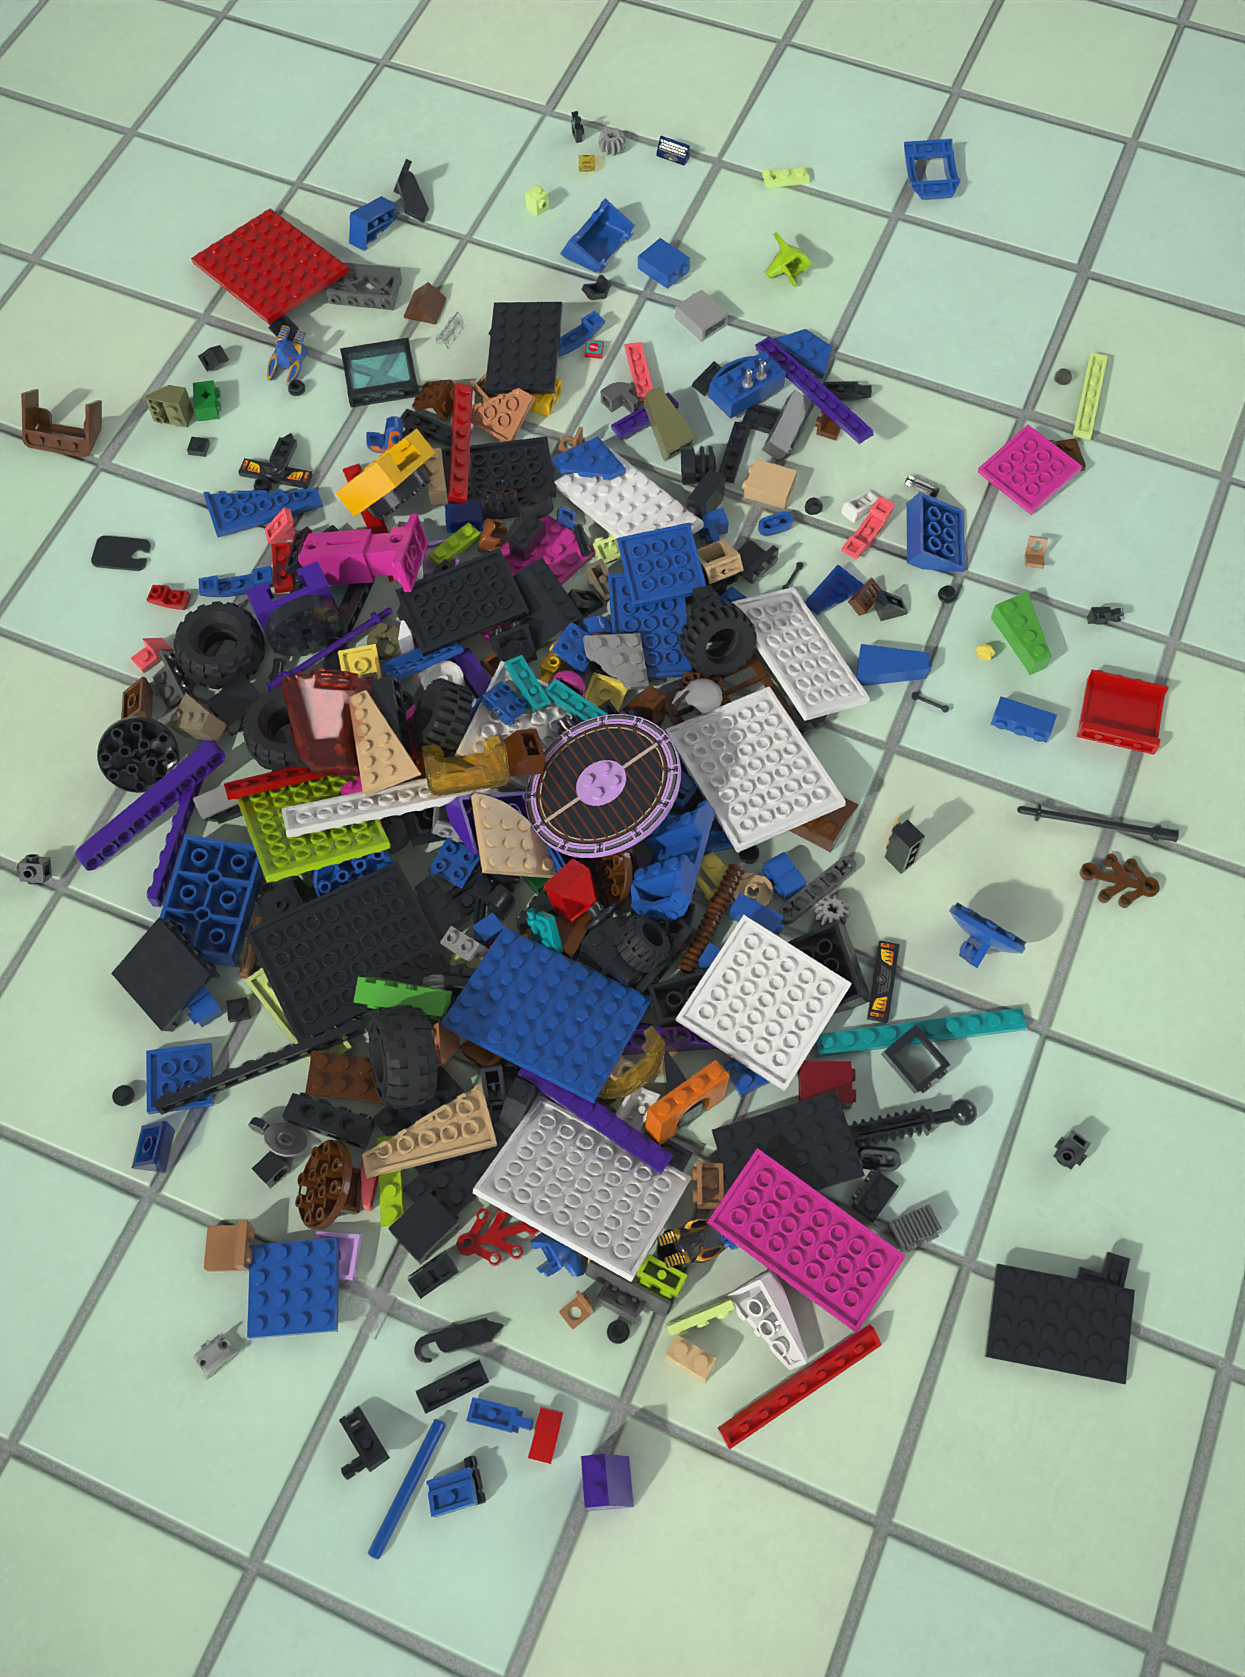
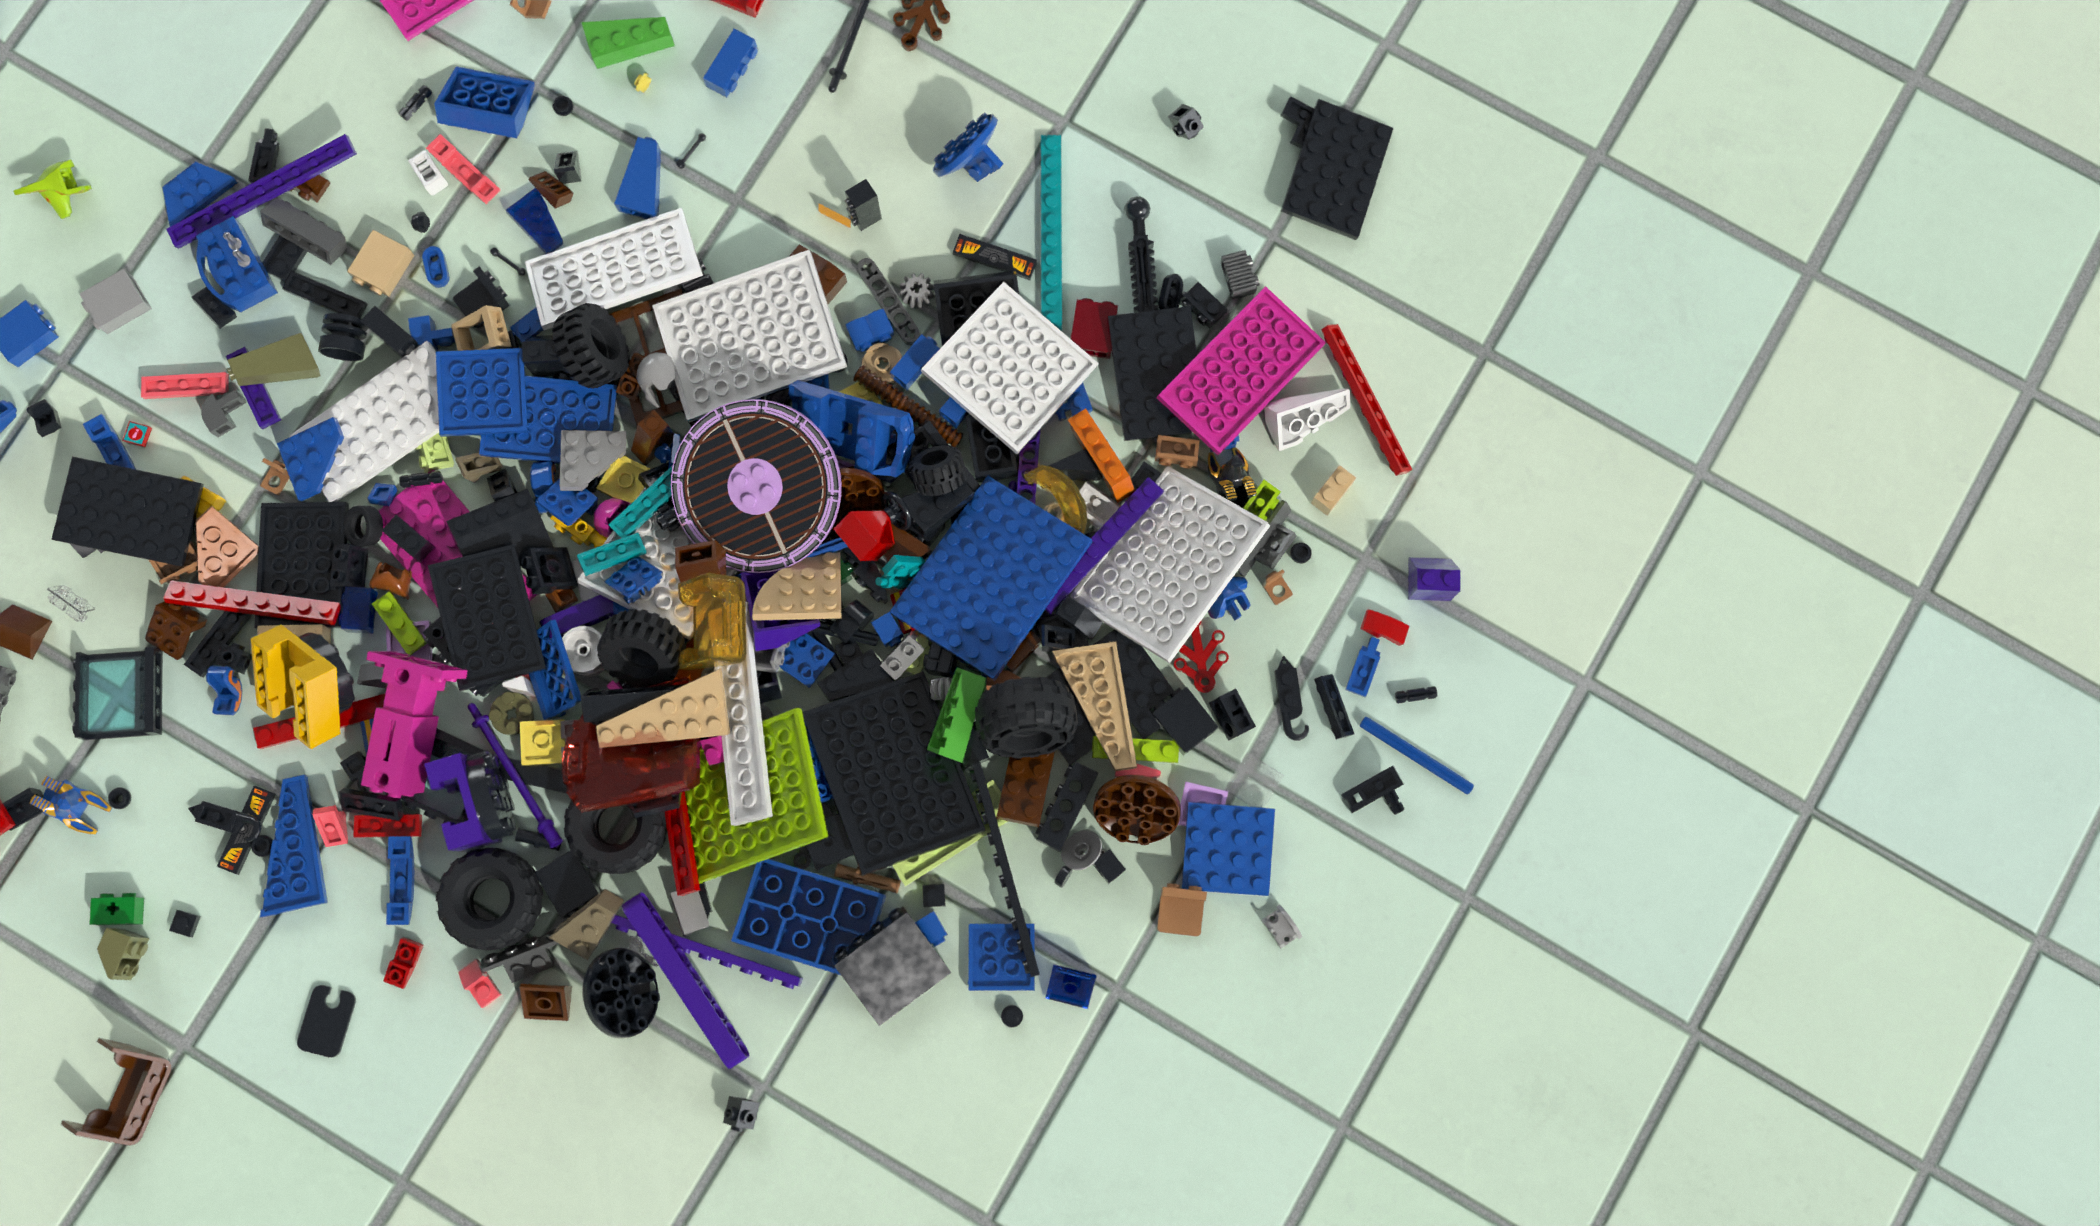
camera: 85 degrees left, 15 degrees up
(213, 357) = (49, 900): black panel -> none
(451, 1492) = (1426, 714): blue plate -> none
(700, 1317) = (1297, 477): yellowish green plate -> none
(925, 1084) = (1065, 249): black window -> none

